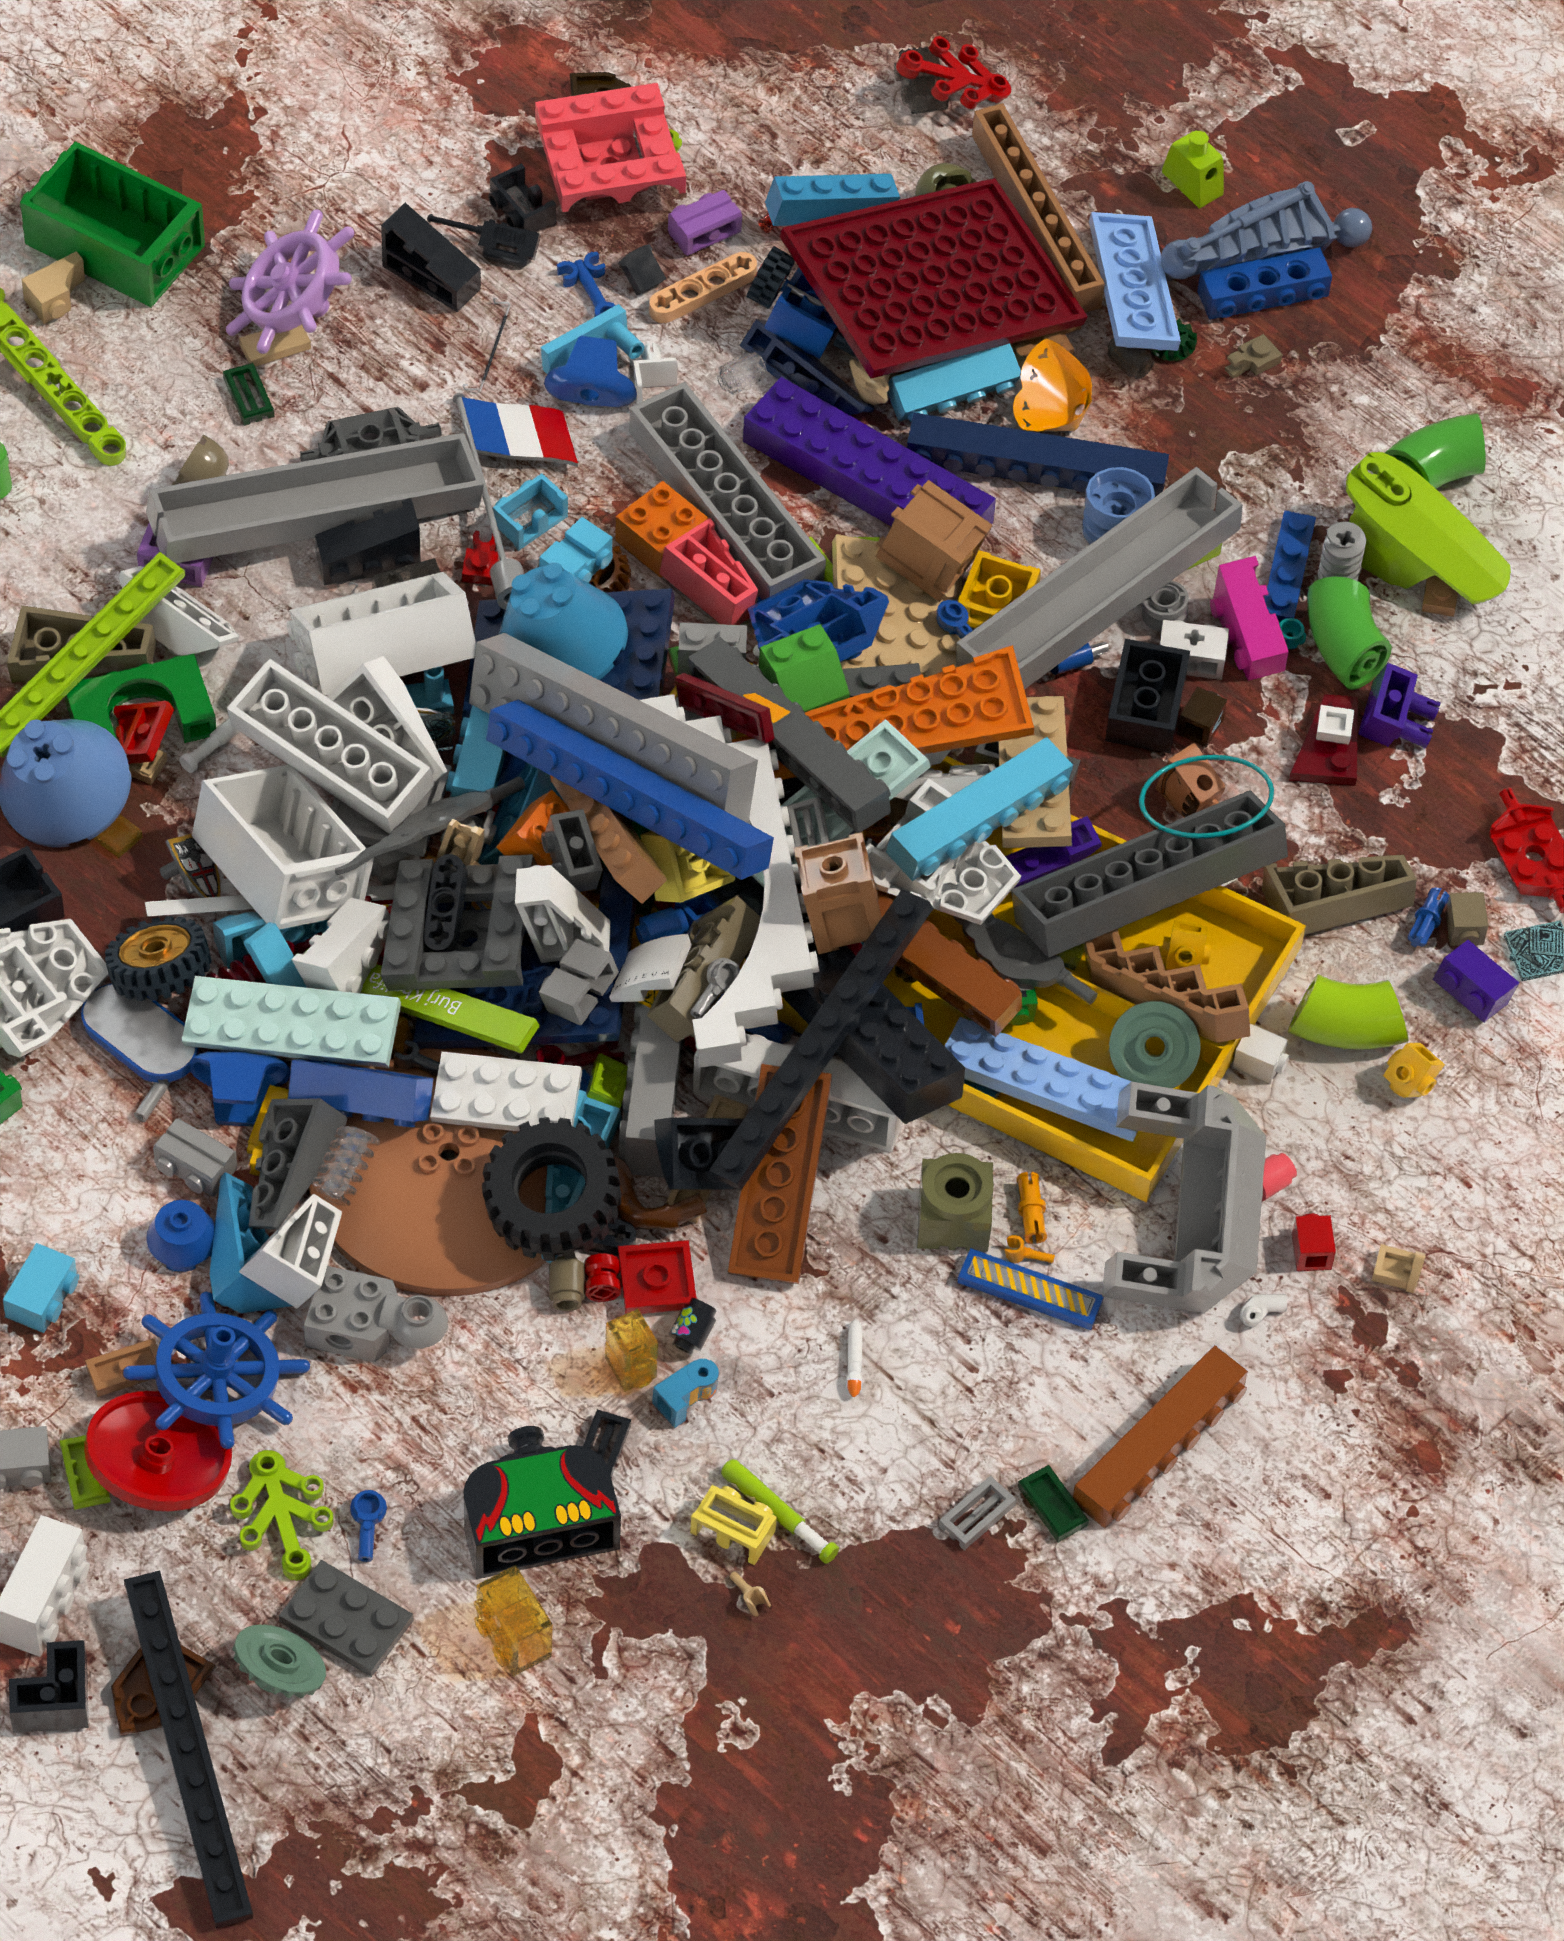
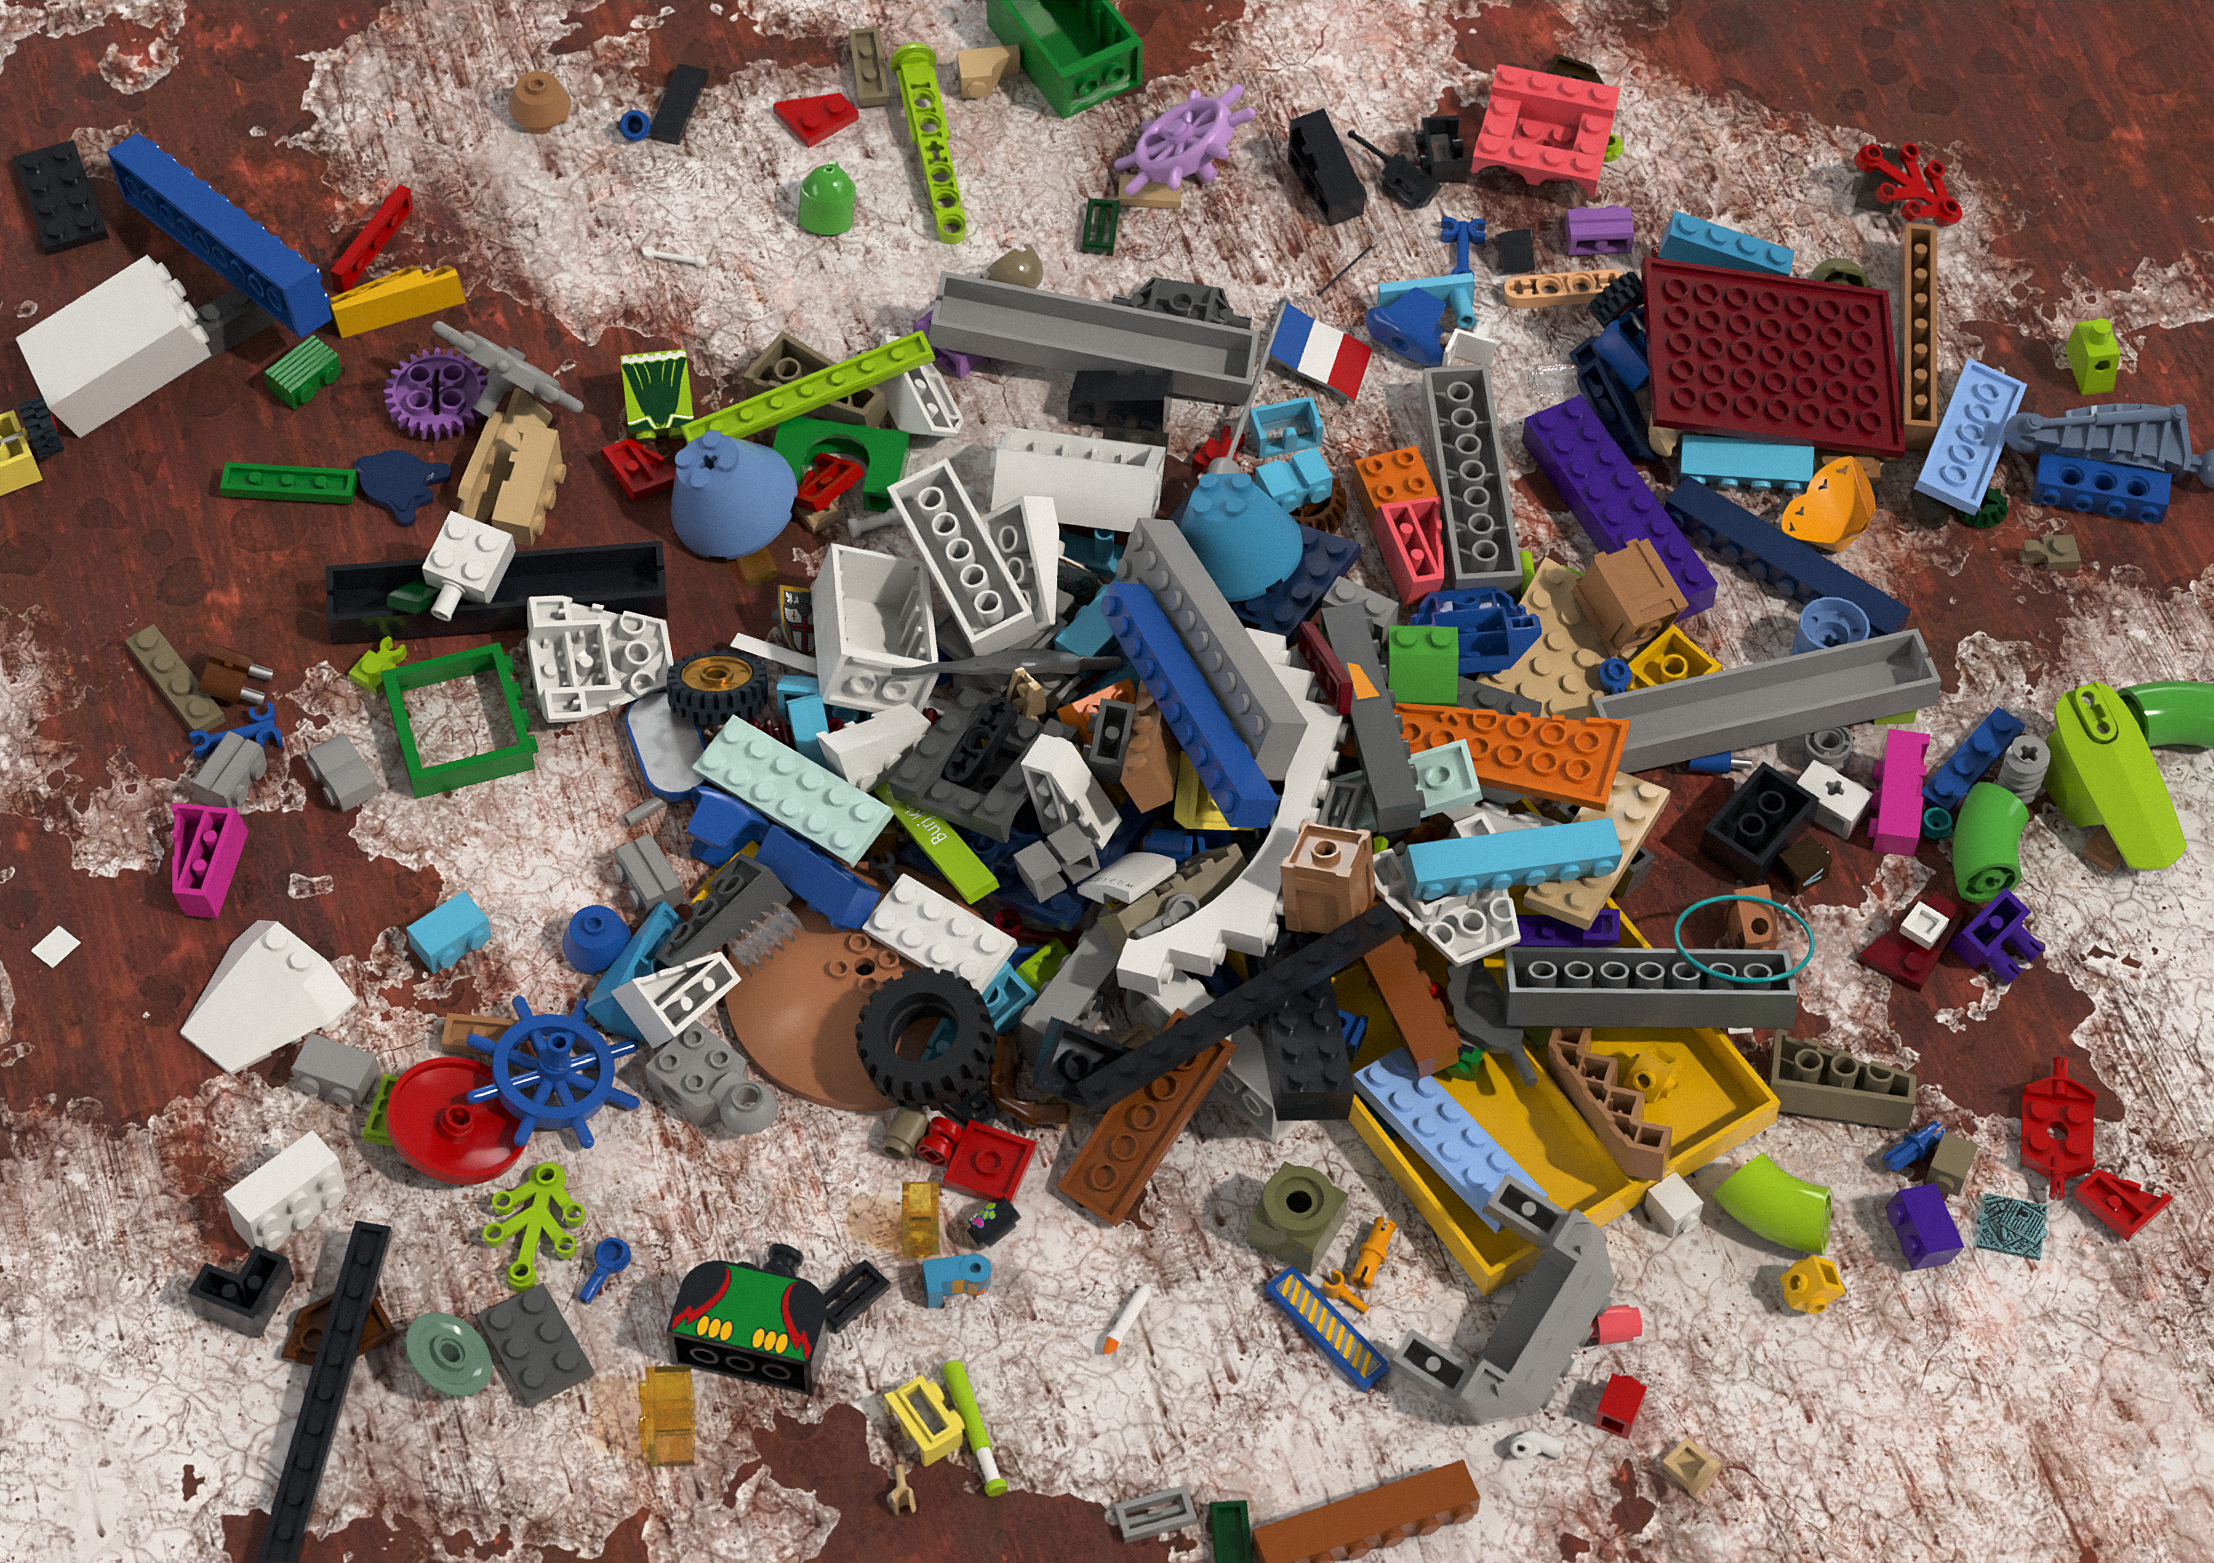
camera: 30 degrees right, 0 degrees up
(1159, 1020) = (1545, 1158): sand green gear -> none

